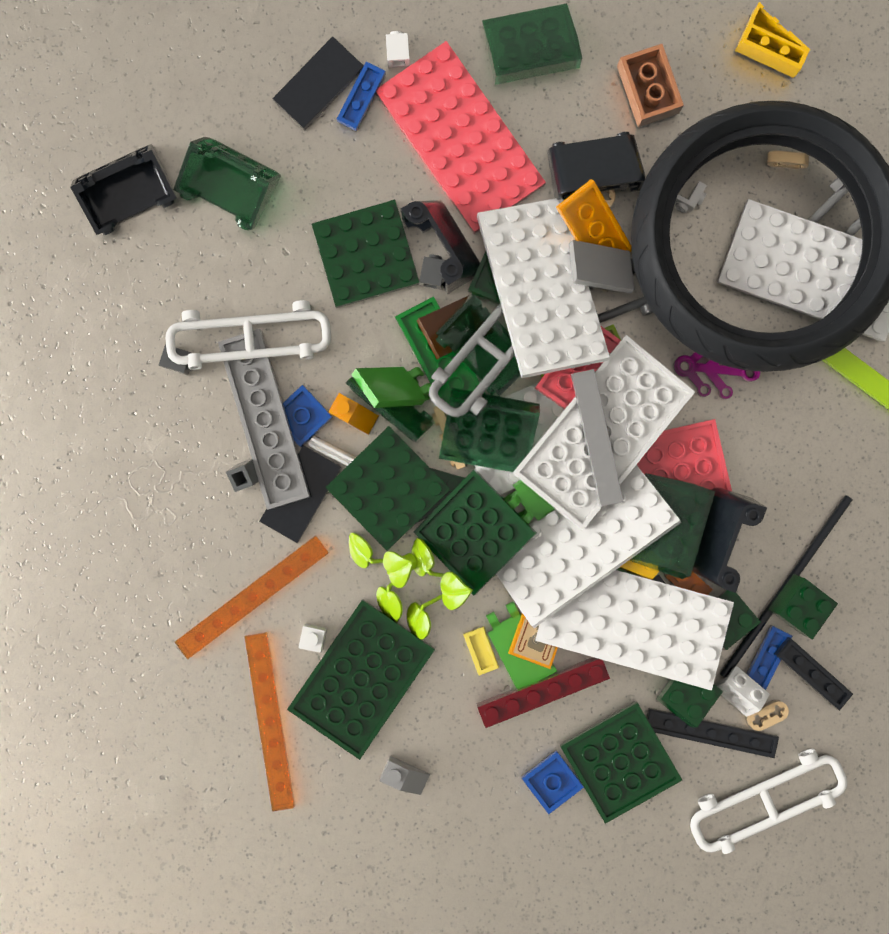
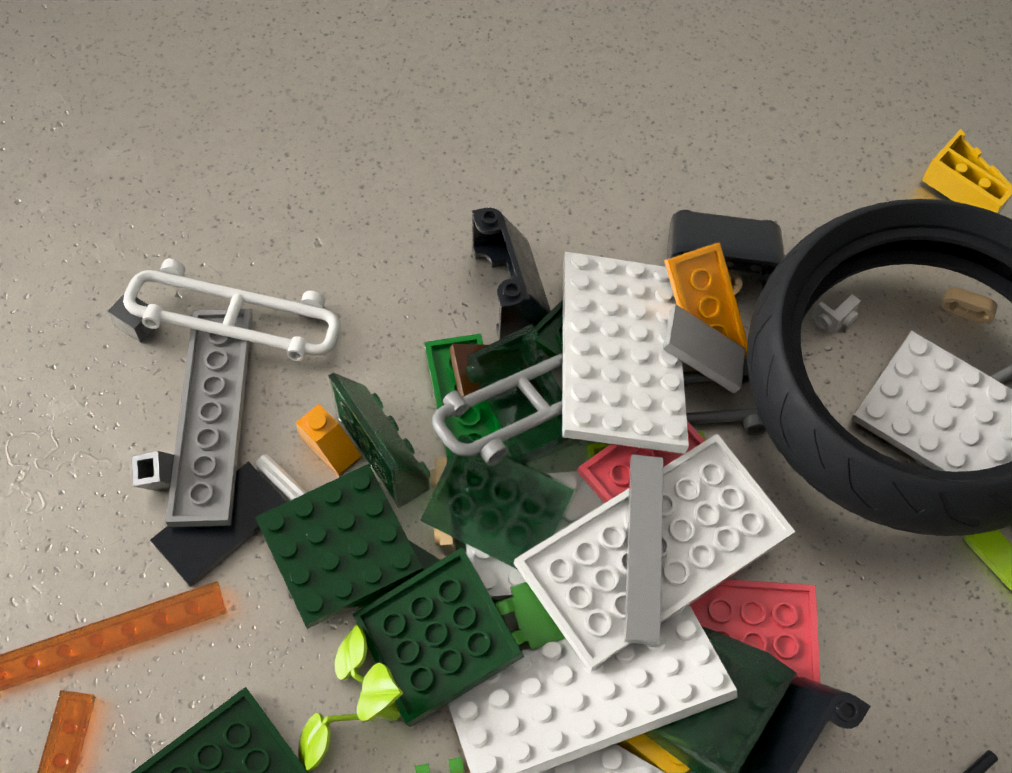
camera: 15 degrees right, 25 degrees down
(123, 189) = (156, 125): black windscreen -> none
(226, 180) = (277, 148): clear green windscreen -> none
(305, 415) = (266, 426): blue plate -> none
(312, 638) = (154, 720): white brick -> none
(318, 83) = (423, 88): black tile -> none
(361, 96) = (467, 111): blue plate -> none
(365, 253) = (413, 270): dark green plate -> none
(392, 386) = (388, 408): bright green tile -> none
(397, 49) = (525, 78): white brick -> none
(397, 568) = (306, 636): plant -> none
(430, 272) = (485, 309): dark grey brick -> none
(459, 135) = (570, 179): coral plate -> none
(532, 43) = (682, 115): clear green slope -> none
(650, 85) = (811, 181): nougat brick -> none
(711, 370) = (824, 524): magenta plant -> none

